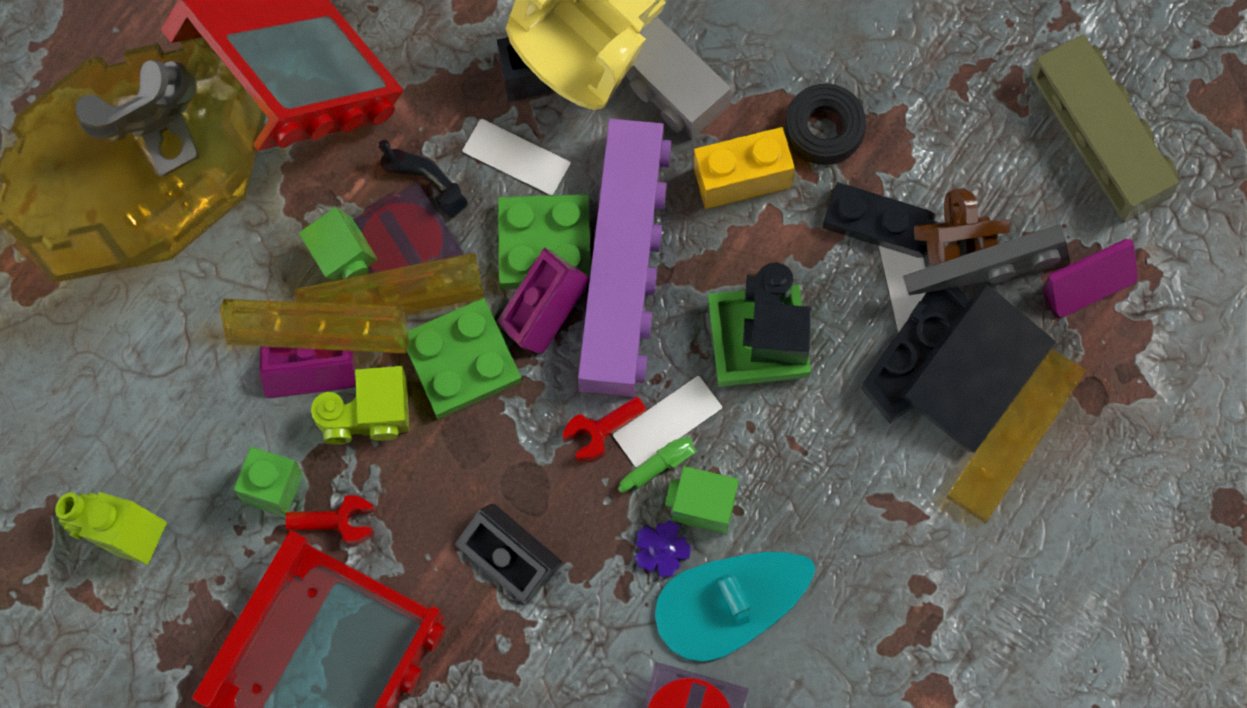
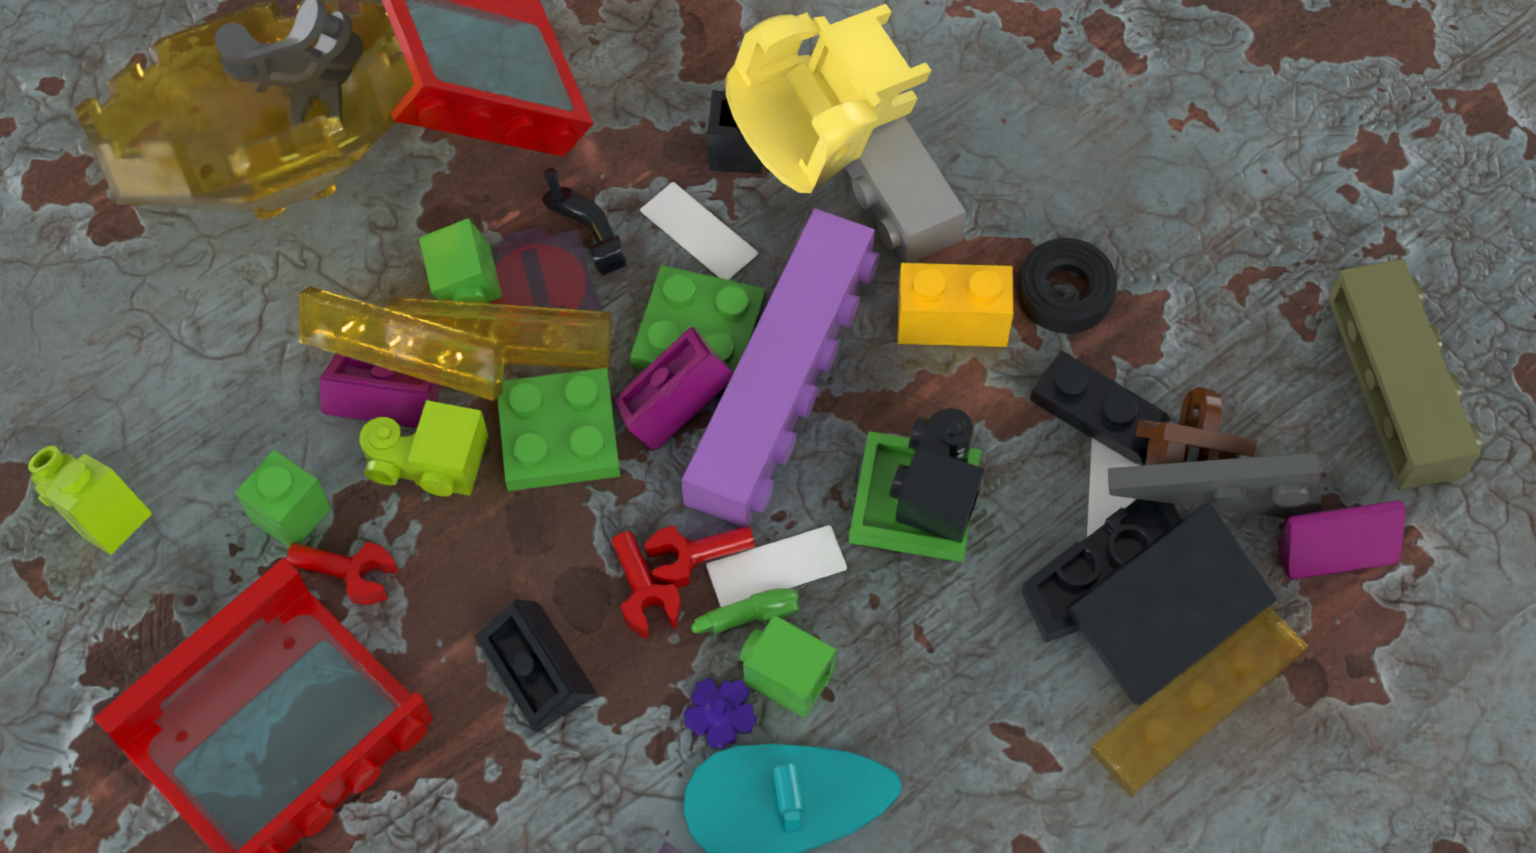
camera: 15 degrees right, 10 degrees down
(571, 468) = (644, 589): none -> red bar

